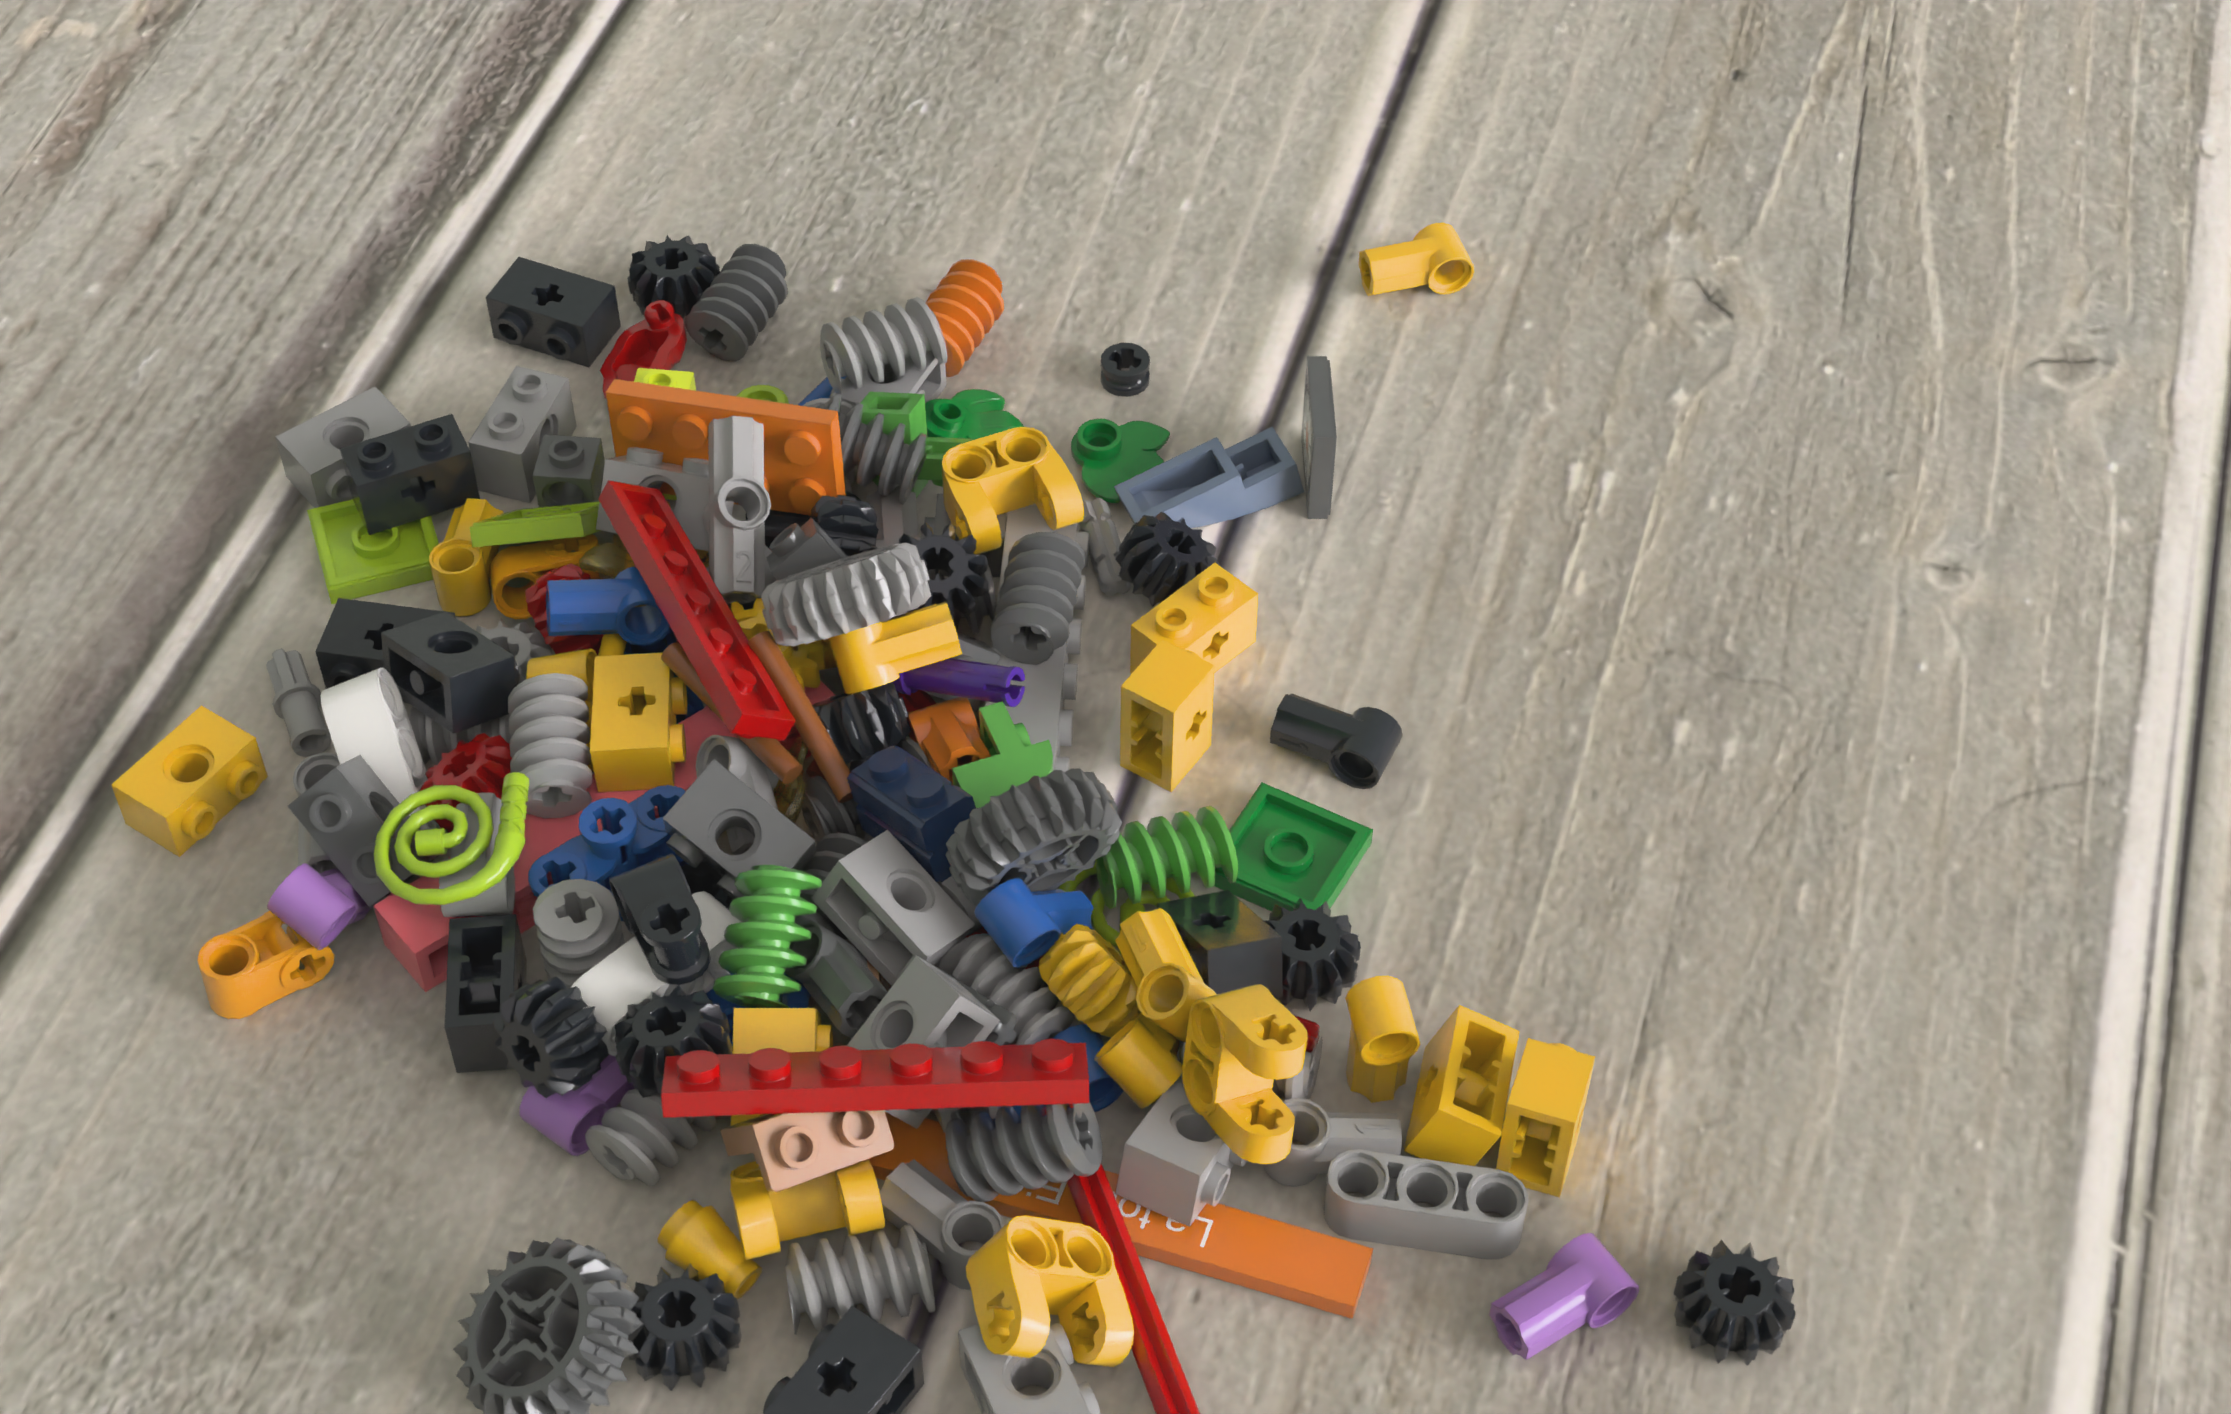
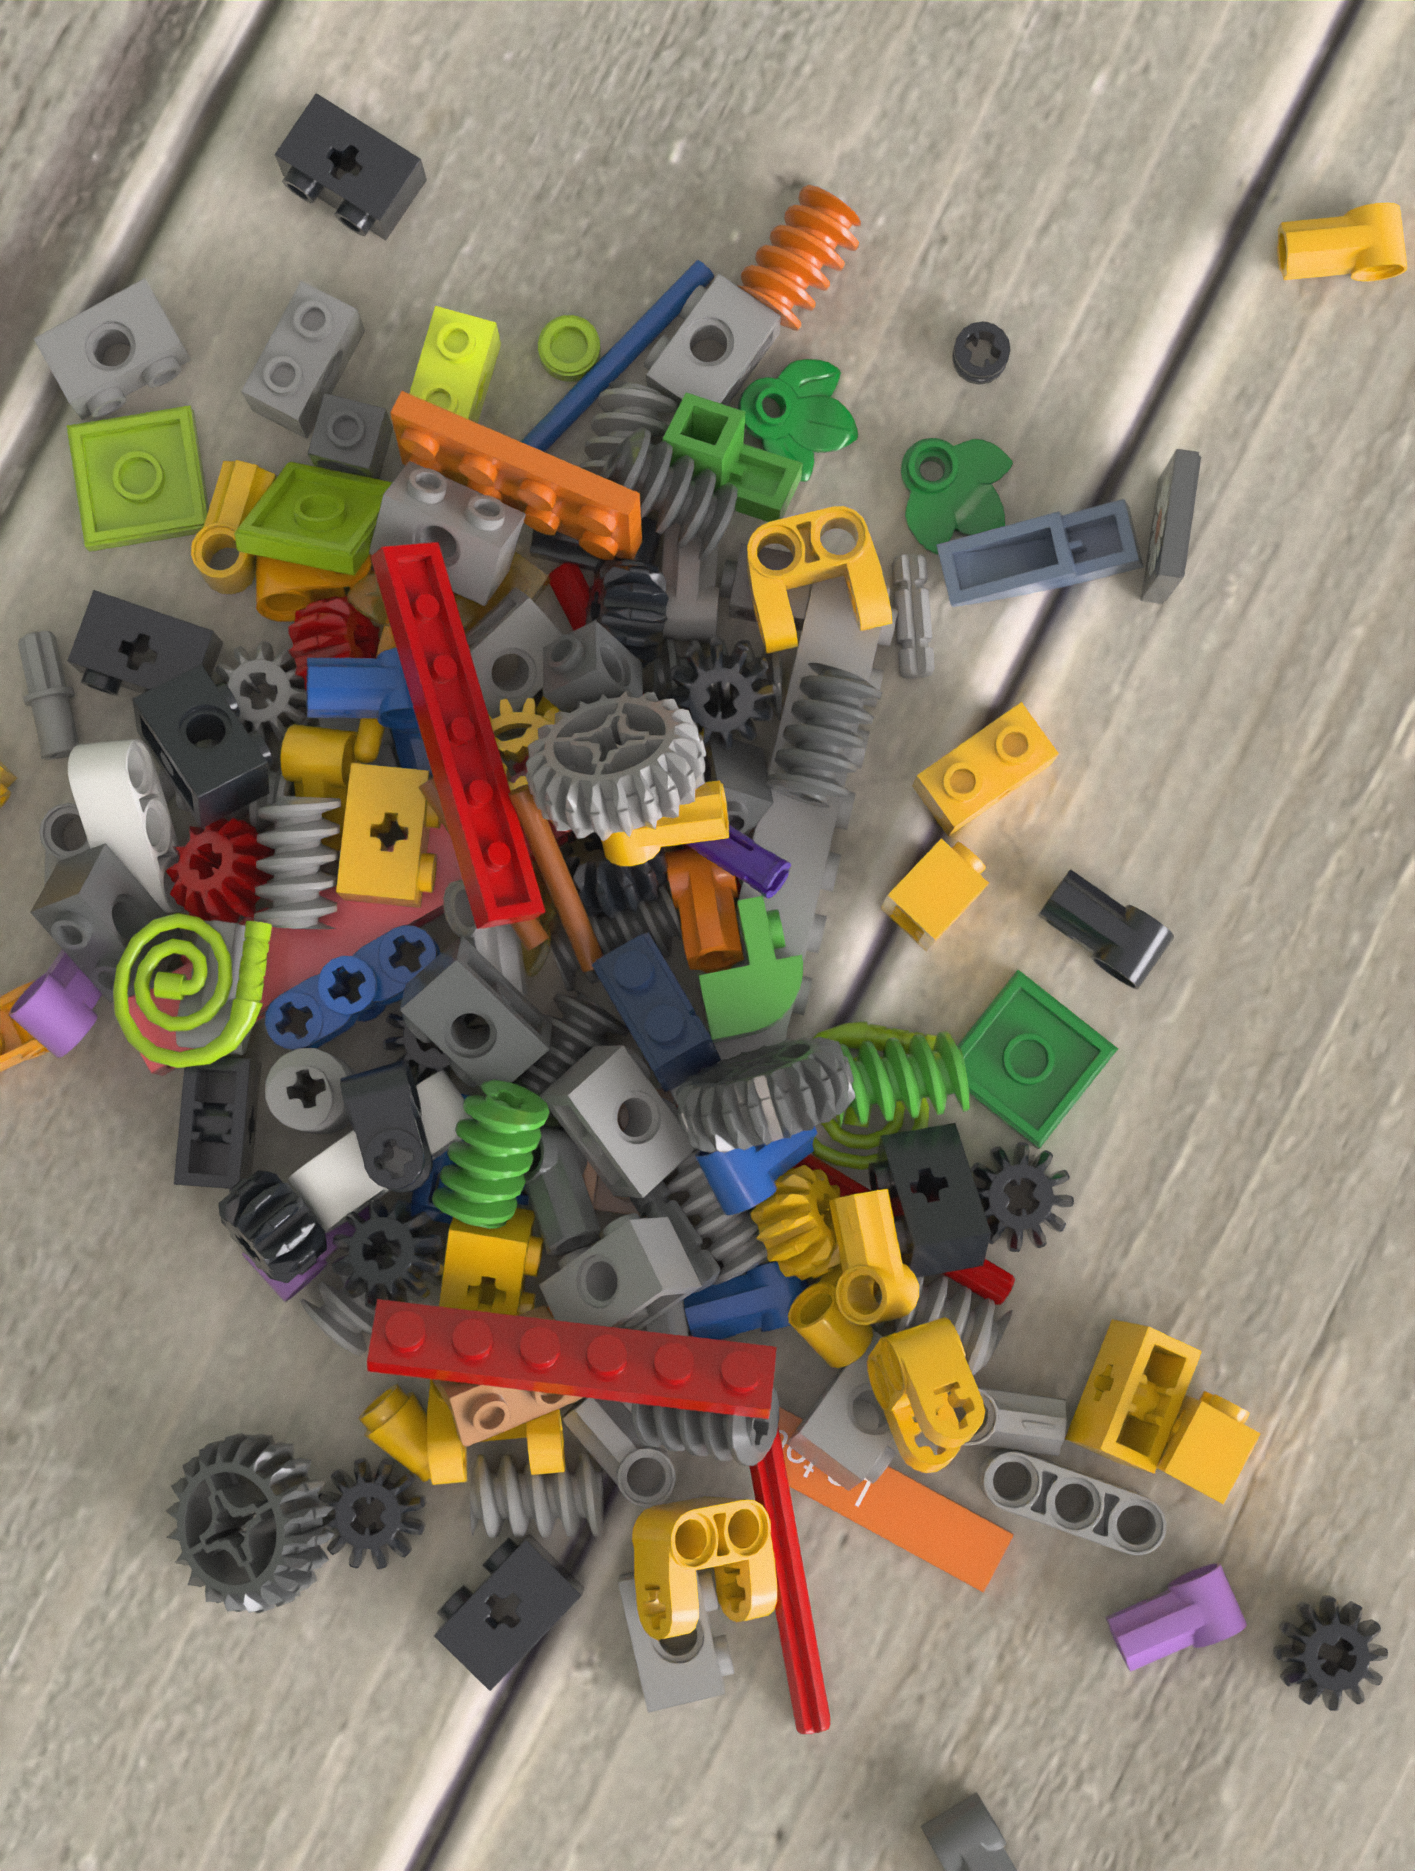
camera: 10 degrees right, 35 degrees up
(410, 474) = (176, 420): black brick -> none
(648, 344) = (445, 256): red arm -> none
(671, 273) = (469, 130): black gear -> none
(738, 302) = (557, 192): dark grey piece -> none
(738, 477) = (517, 561): light grey piece -> none
(880, 342) = (708, 333): light grey piece -> none
(1162, 556) = (974, 670): black gear -> none
(1380, 1037) = (1068, 1334): yellow piece -> none

